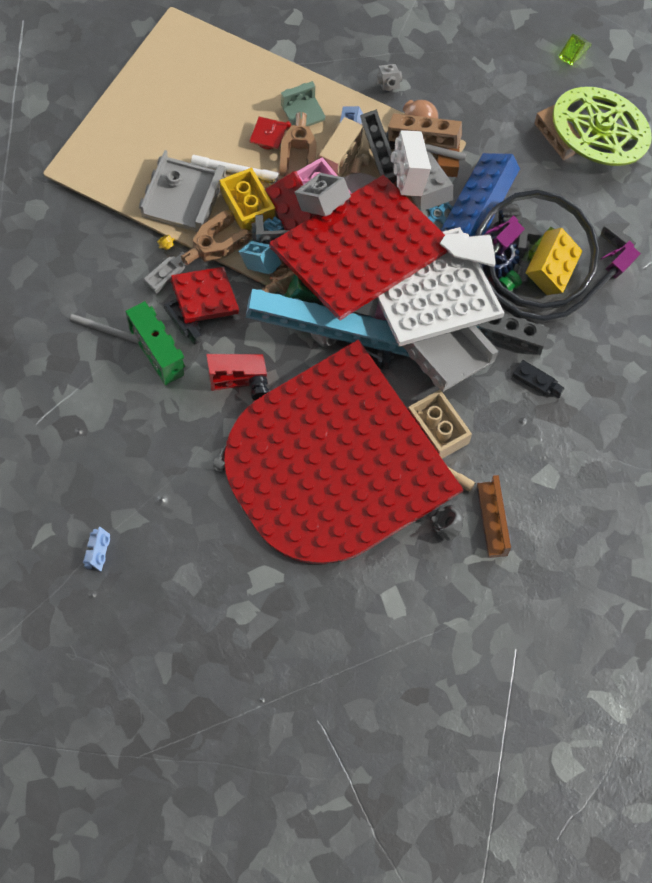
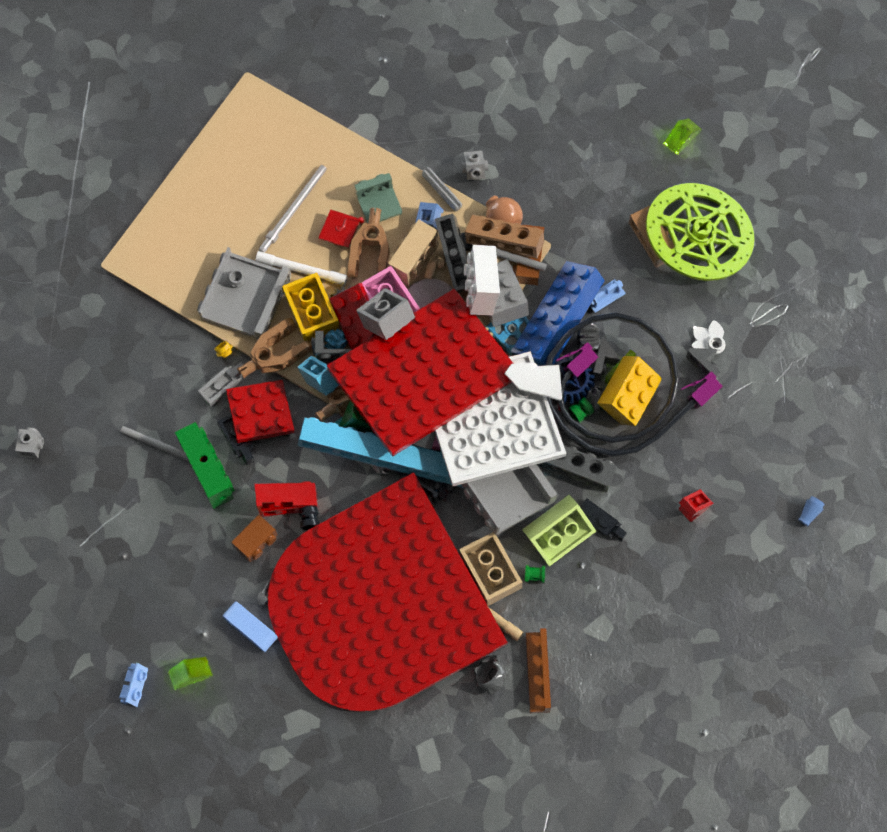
camera: 10 degrees right, 5 degrees up
(152, 534) = (190, 671): none -> clear neon green slope
(205, 142) = (272, 235): none -> light grey bar
(207, 408) = (255, 538): none -> dark orange brick
(208, 489) = (250, 626): none -> light blue beam
(361, 98) = (442, 189): none -> light grey axle
(481, 429) = (535, 574): none -> green bush
(500, 387) = (559, 530): none -> yellowish green slope
(523, 182) = (607, 295): none -> light blue hinge
(622, 215) = (707, 337): none -> white plate
(624, 362) = (694, 505): none -> red slope

